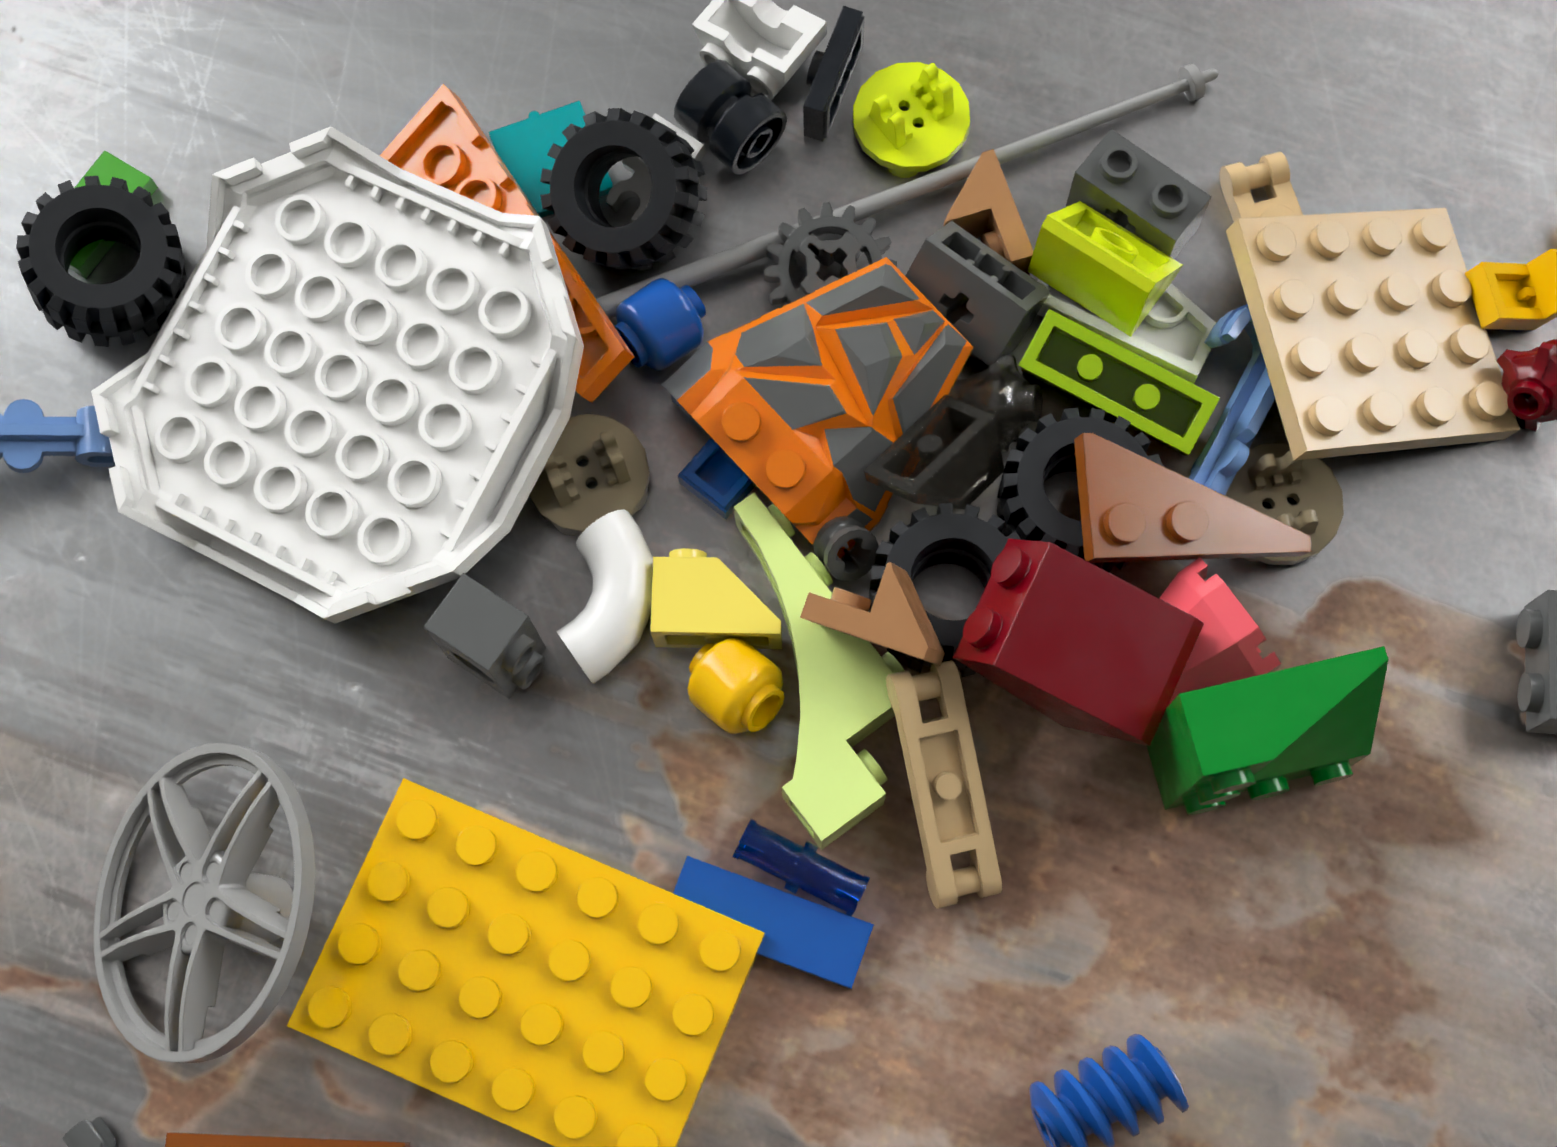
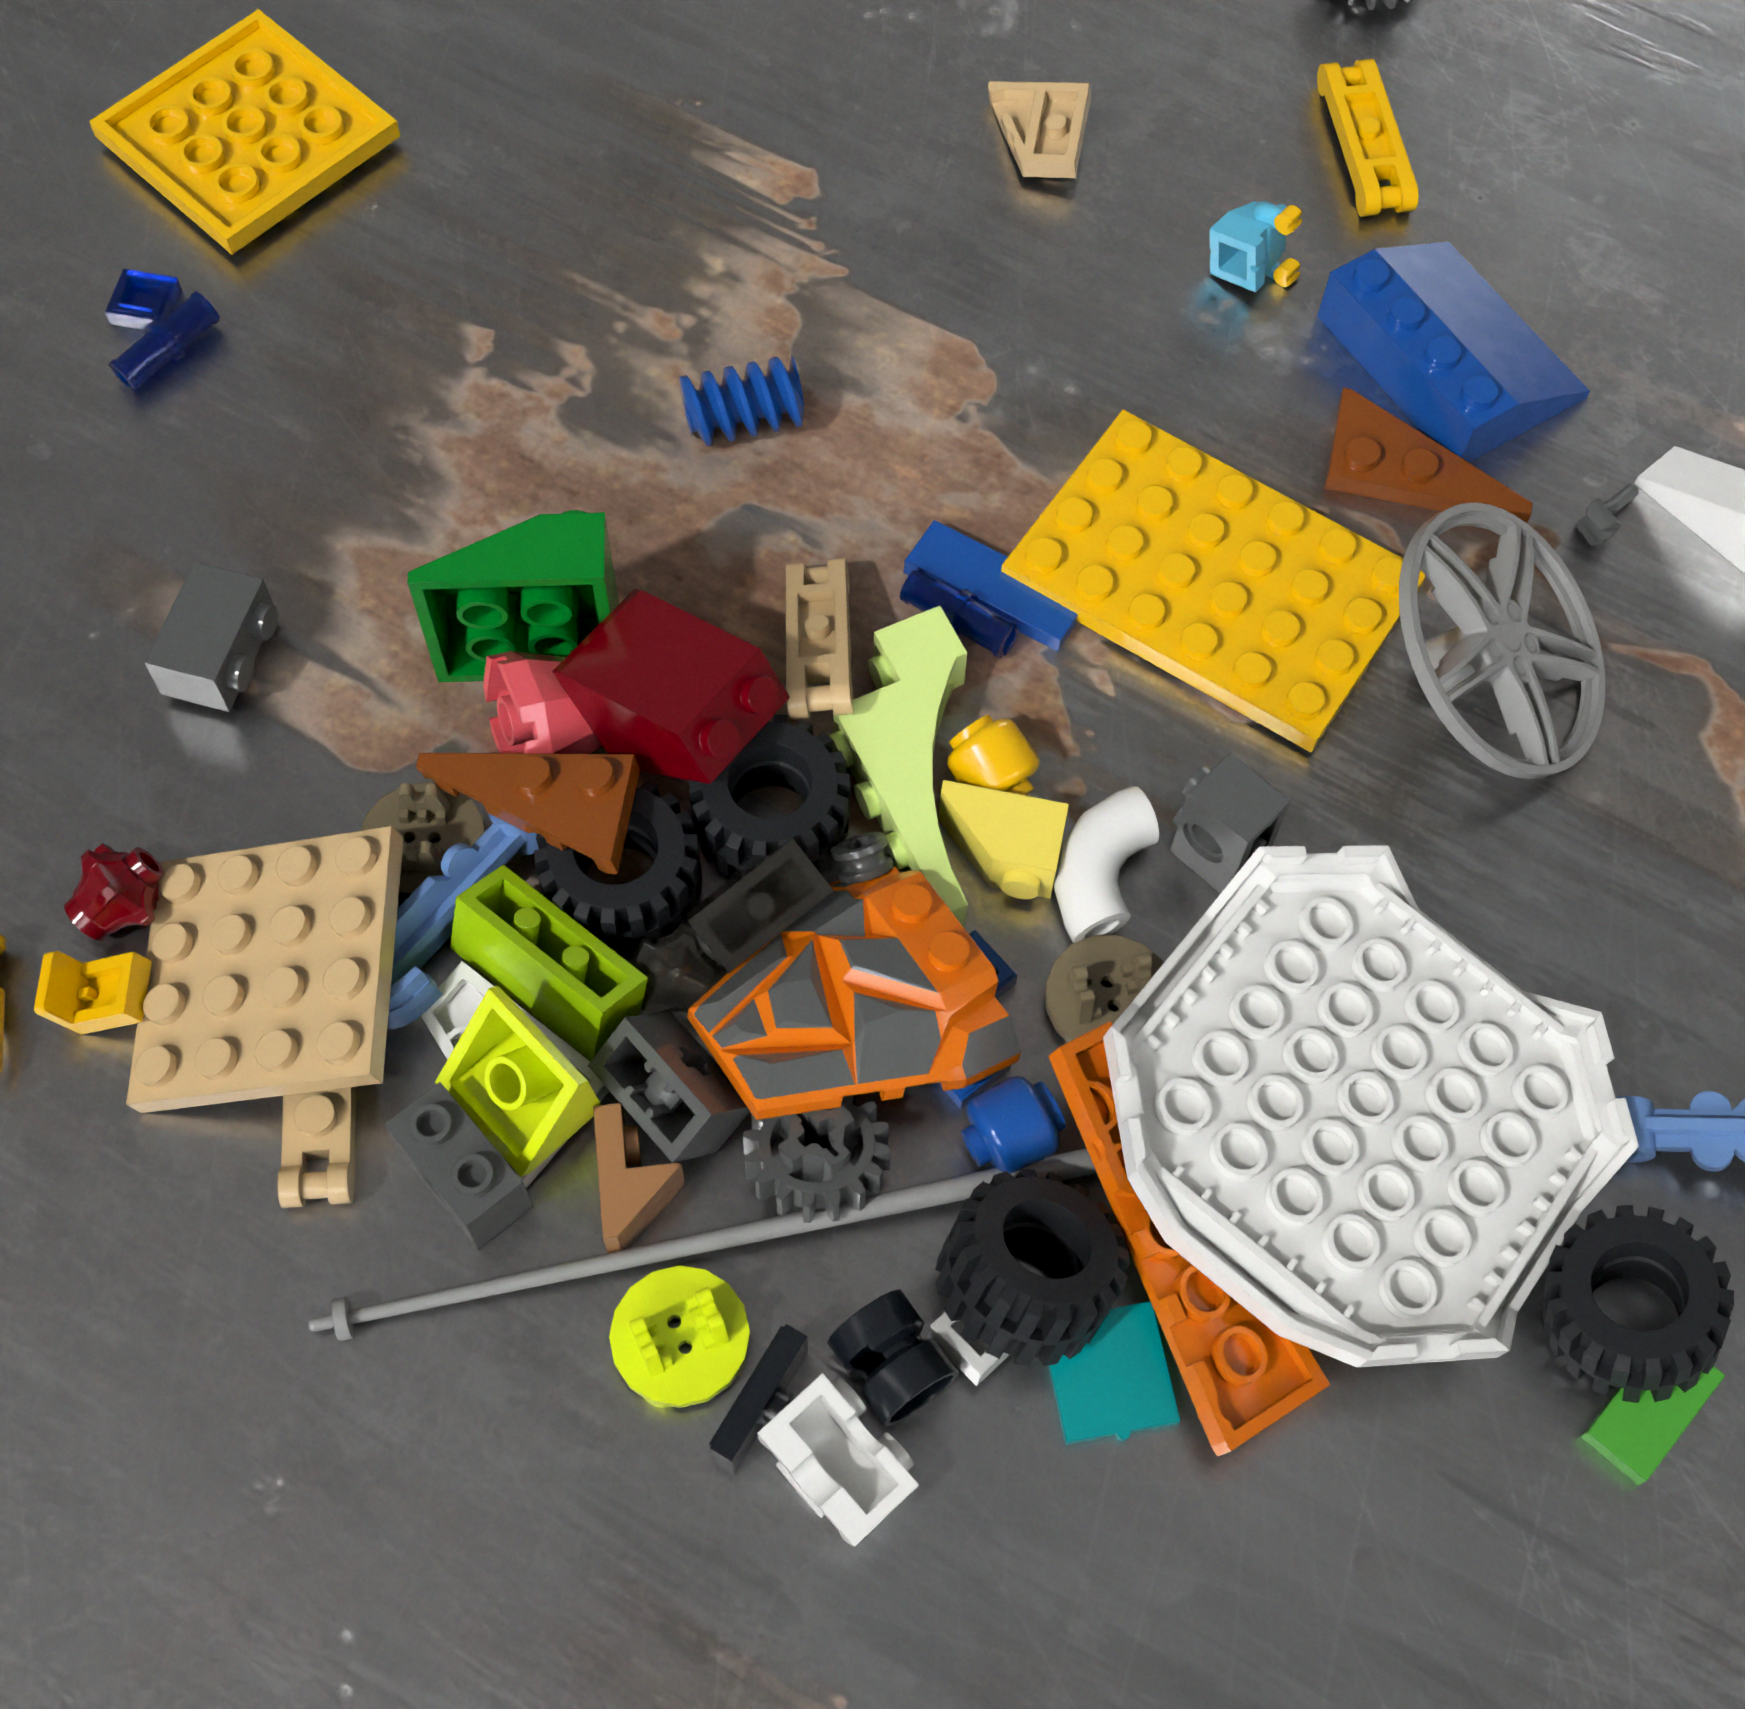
camera: 175 degrees left, 10 degrees down
(894, 620) = (844, 727): medium nougat slope -> none

